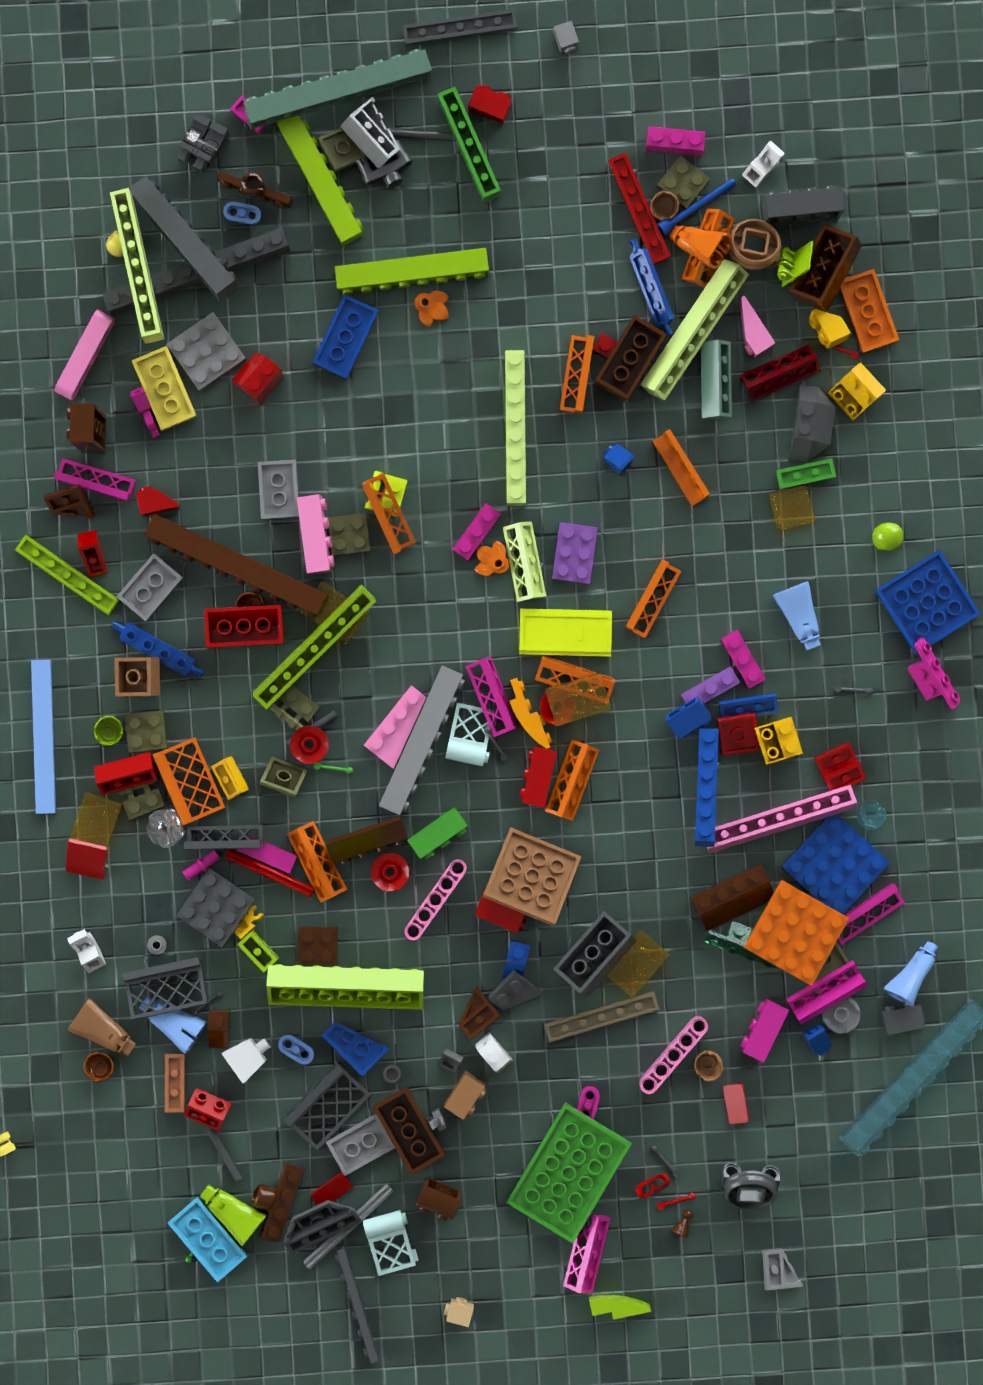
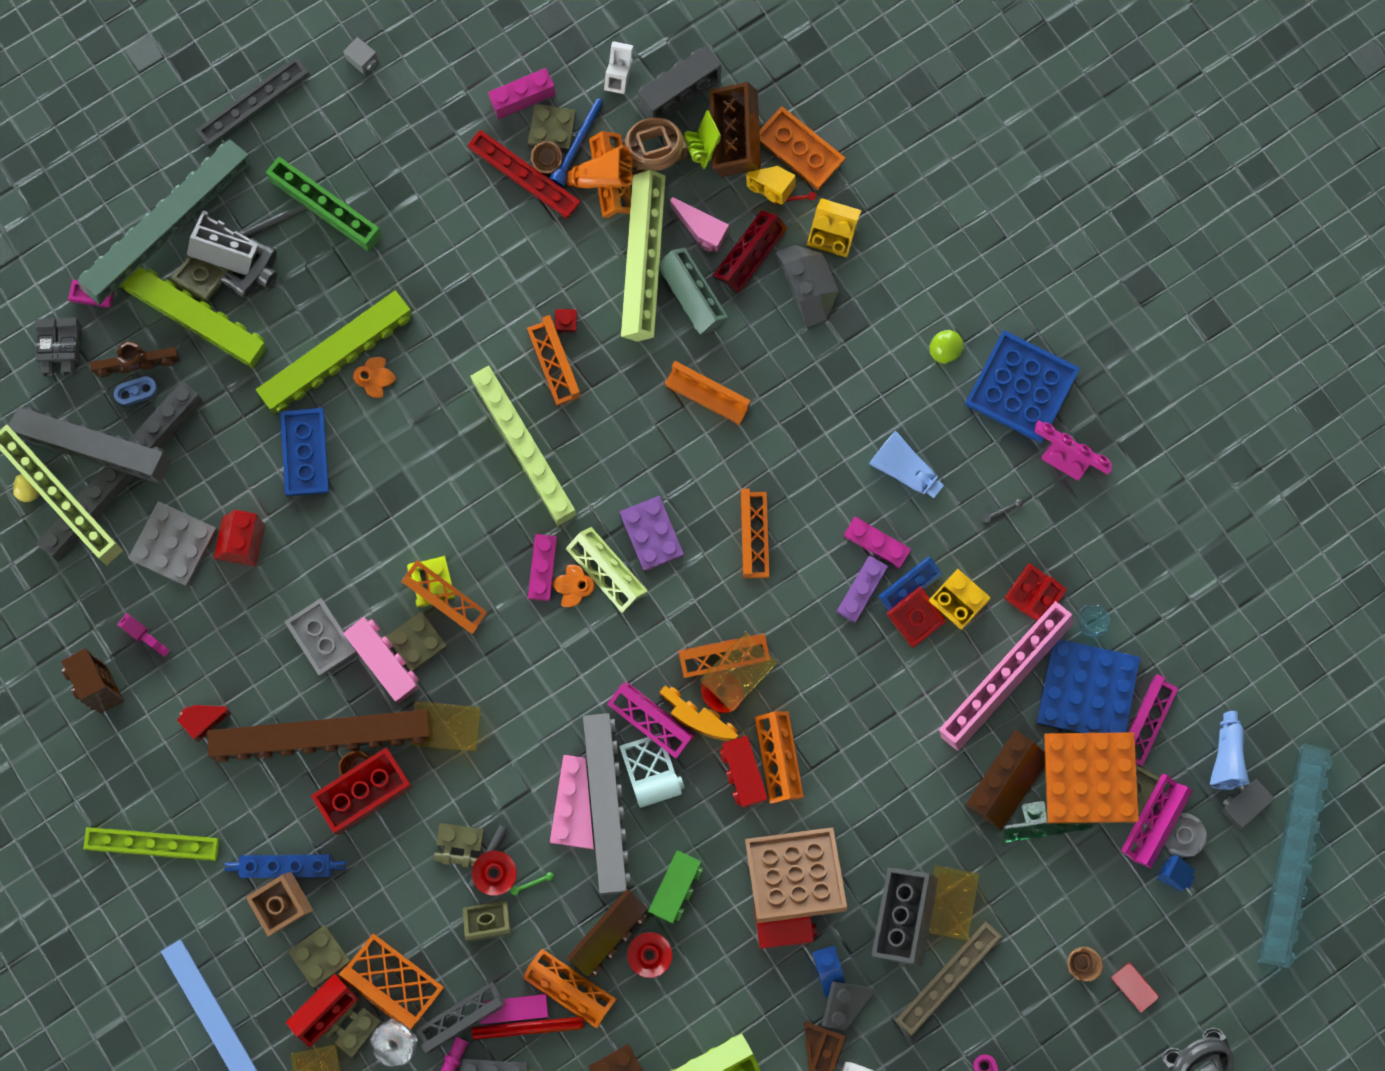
camera: 25 degrees left, 10 degrees down
(69, 502) = (114, 768): reddish brown wing -> none
(84, 354) = (50, 615): bright pink beam -> none
(91, 485) = (129, 738): dark pink fence -> none
(92, 553) = (165, 807): red slope -> none
(108, 730) = (280, 977): lime hair -> none
(150, 587) = (243, 807): light grey plate -> none
(164, 388) = (149, 602): light yellow plate -> none
(229, 777) = (431, 954): yellow slope -> none
(314, 646) = (443, 771): lime brick -> none
(431, 908) = (716, 945): bright pink beam -> none
(490, 104) = (322, 156): red brick -> none
(503, 756) = (696, 773): dark grey hinge -> none
(565, 632) = (687, 615): neon yellow piece -> none
(618, 458) = (641, 417): blue slope -> none
(630, 358) = (597, 317): reddish brown brick -> none
(651, 287) = (578, 240): blue plate -> none
(676, 1045) = (1049, 964): bright pink beam -> none
(688, 717) = (858, 628): blue brick -> none
(706, 787) = (917, 685): blue brick -> none
(764, 1030) = (1118, 895): dark pink brick -> none
(791, 508) = (837, 371): clear yellow plate -> none
(805, 474) = (831, 331): bright green plate -> none

